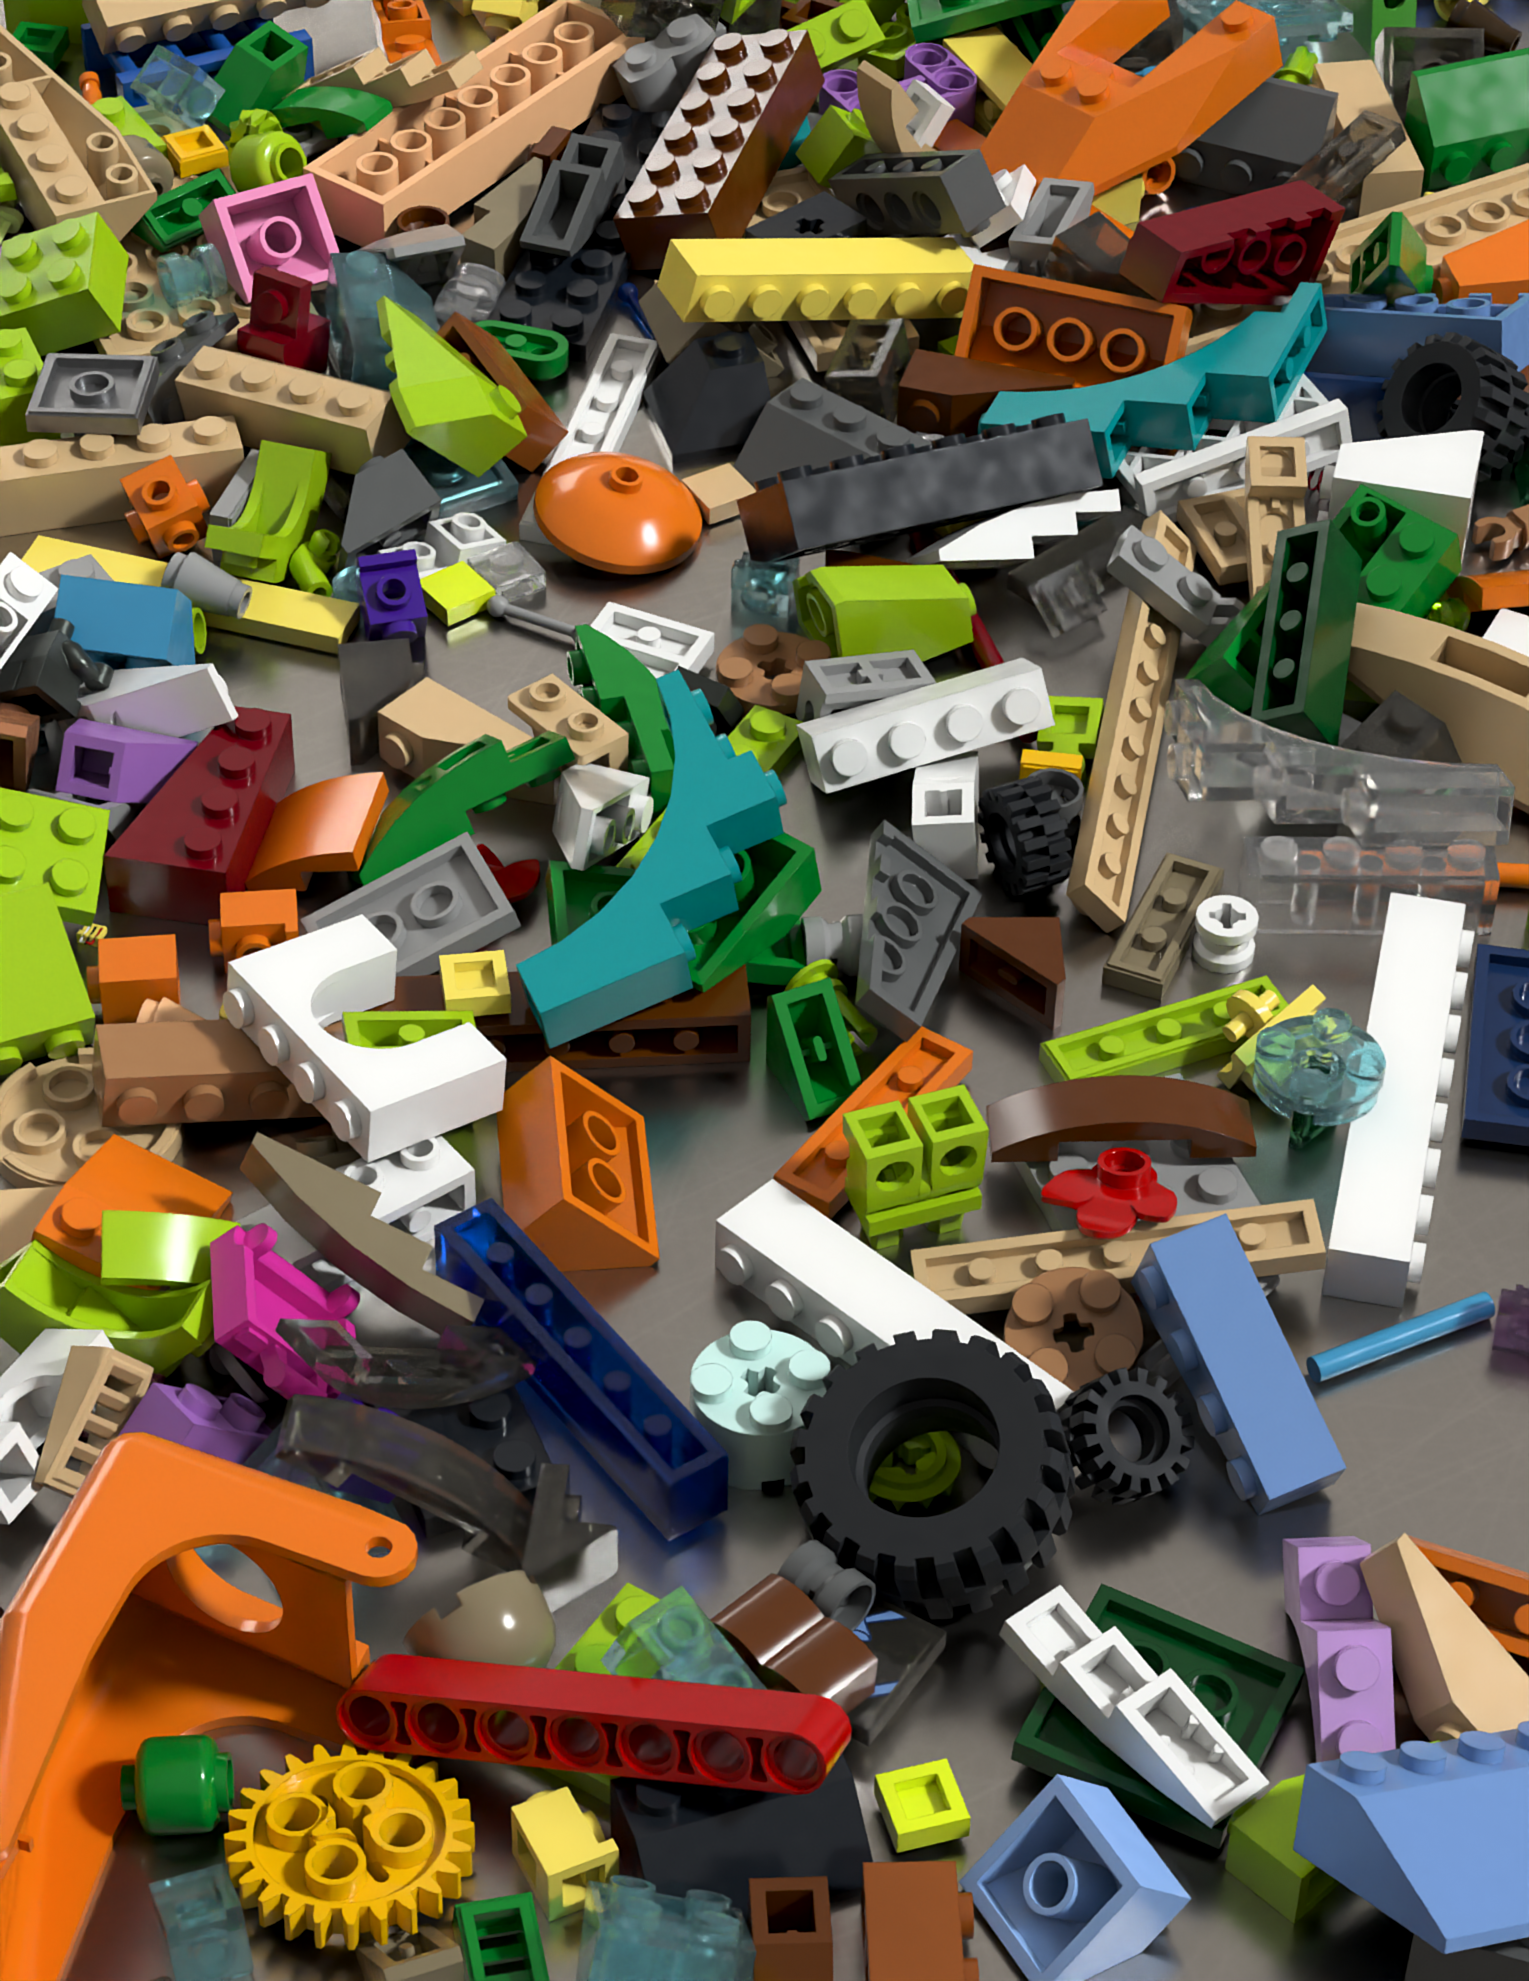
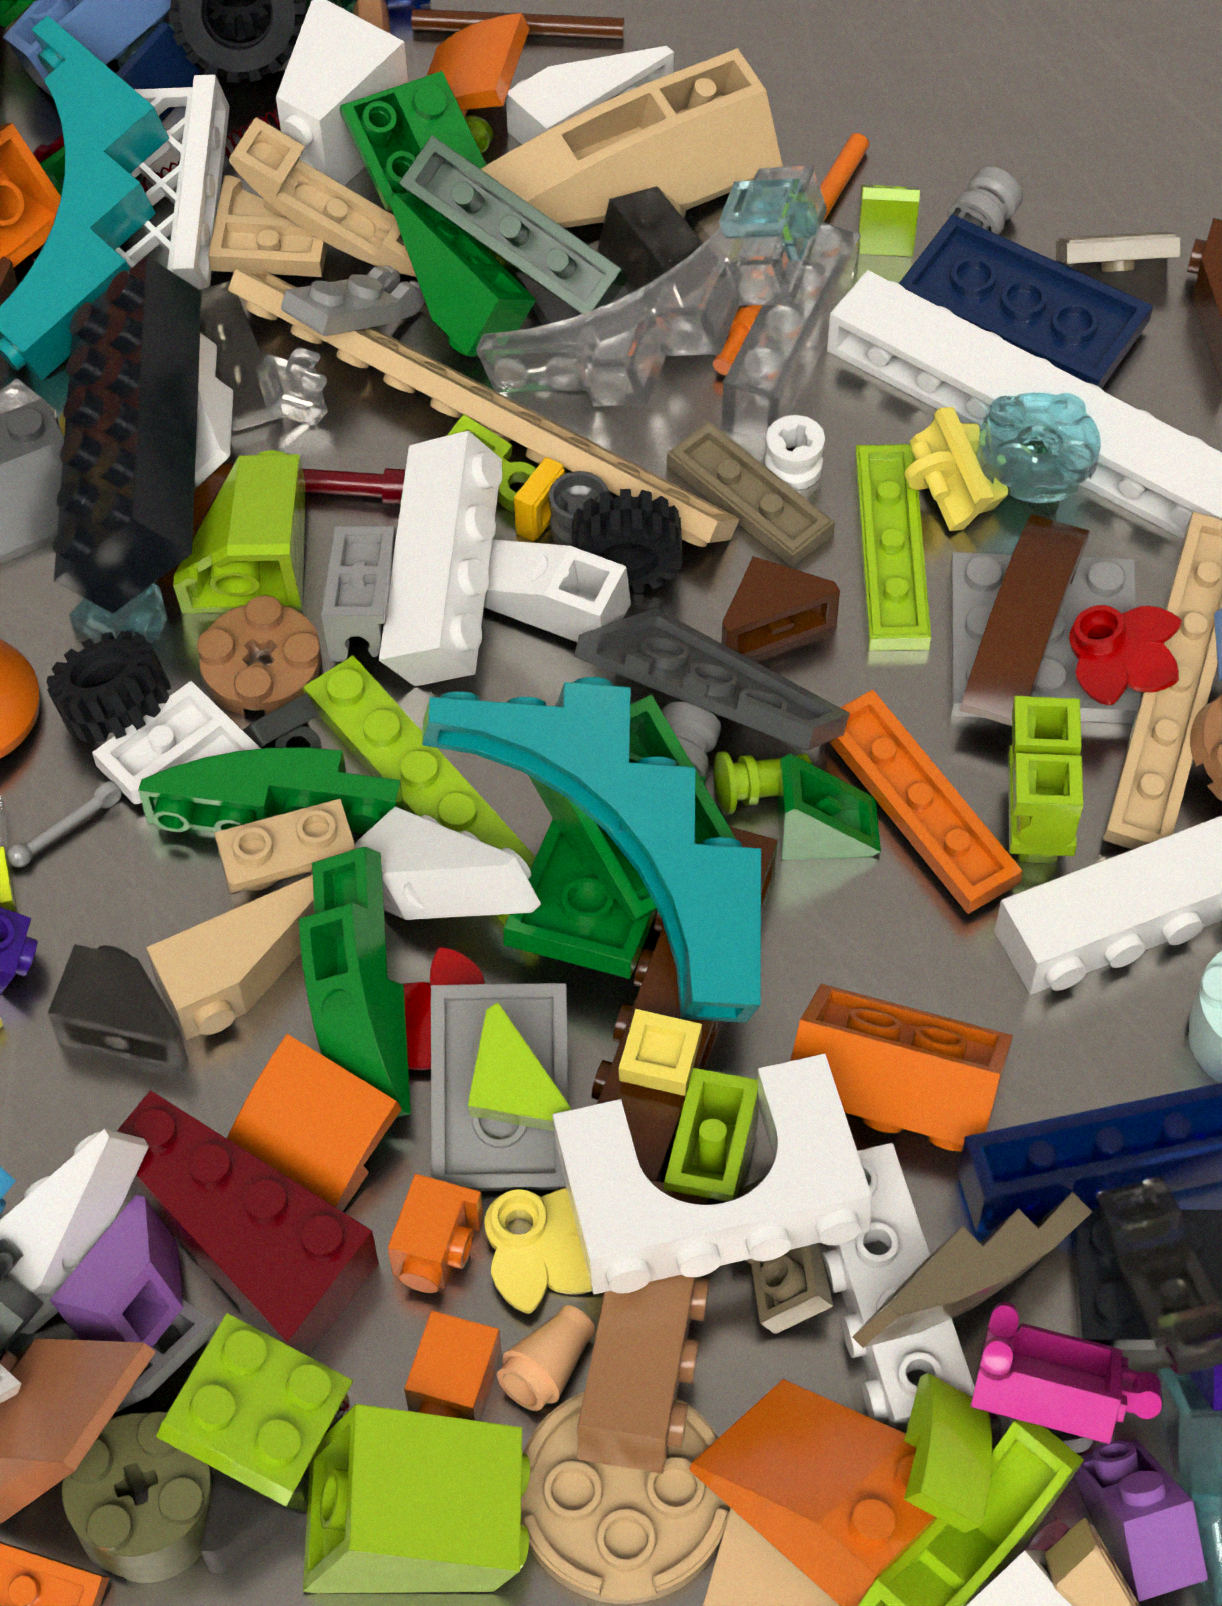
camera: 65 degrees left, 15 degrees up
(408, 895) = (510, 1080): none -> lime slope
(676, 586) = (108, 686): none -> black tyre
(1421, 771) = (771, 210): none -> clear light blue bracket

